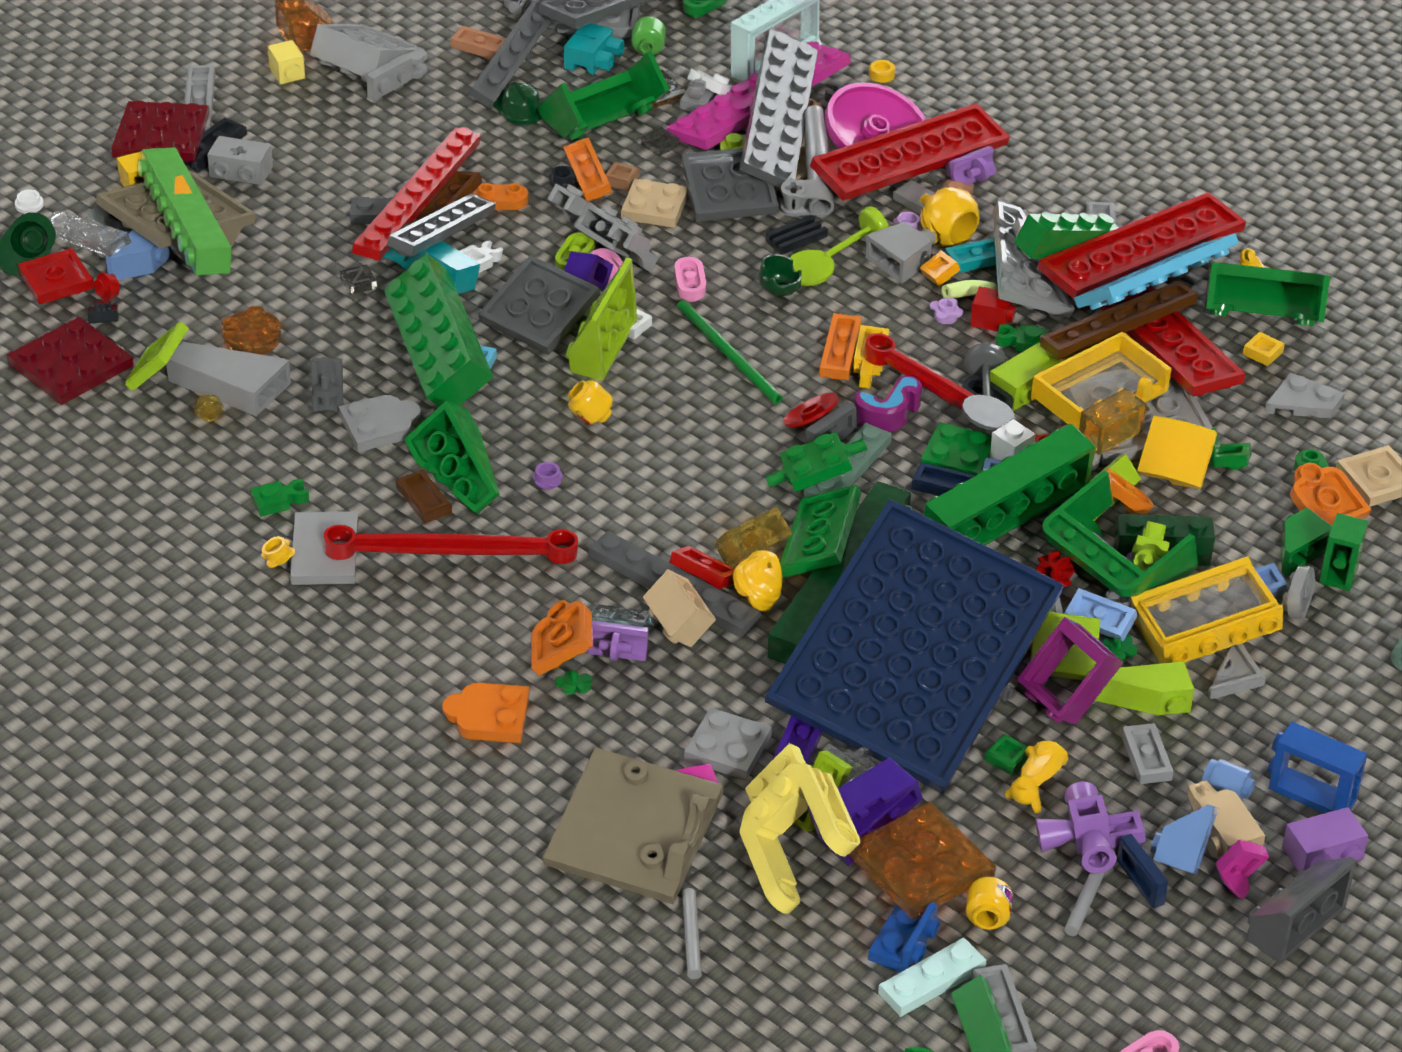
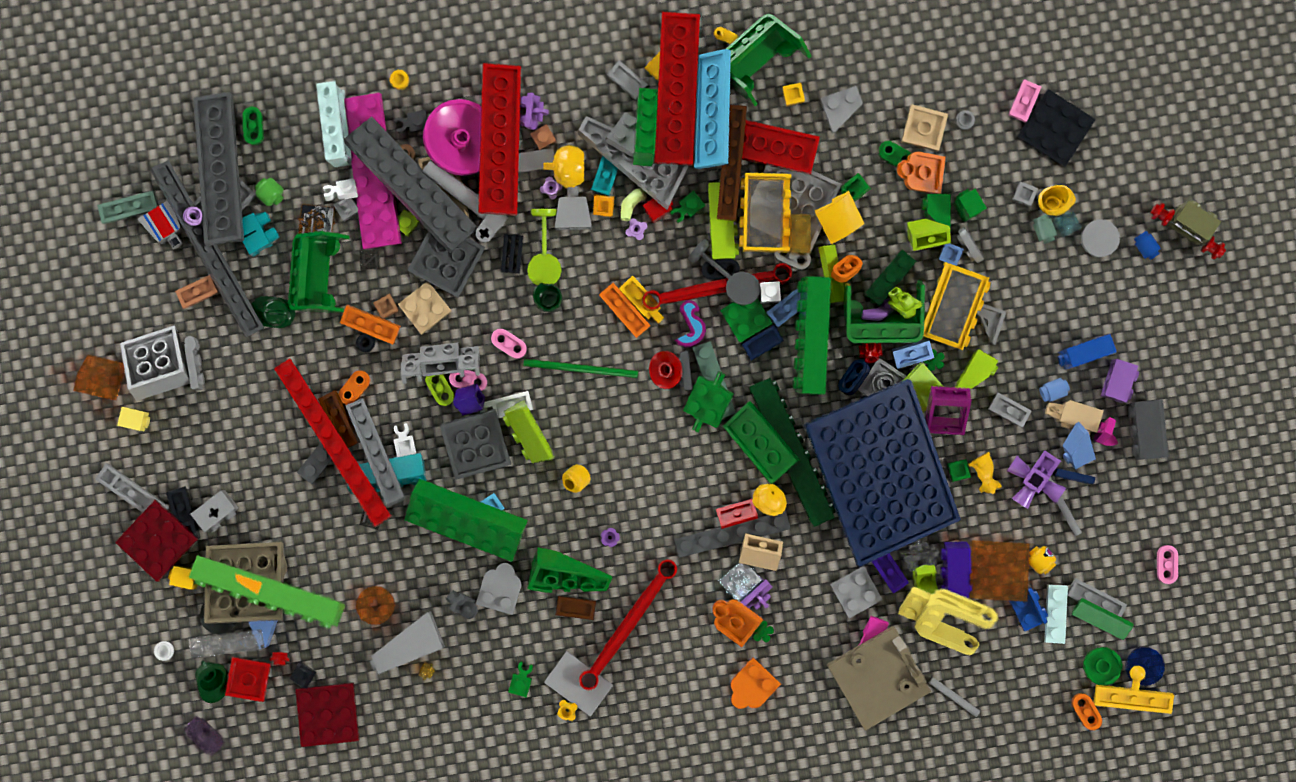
camera: 55 degrees left, 45 degrees up
(156, 356) = (370, 676): lime tile -> none
(754, 535) = (740, 479): clear yellow brick -> none
(1259, 537) = (927, 234): none -> lime slope

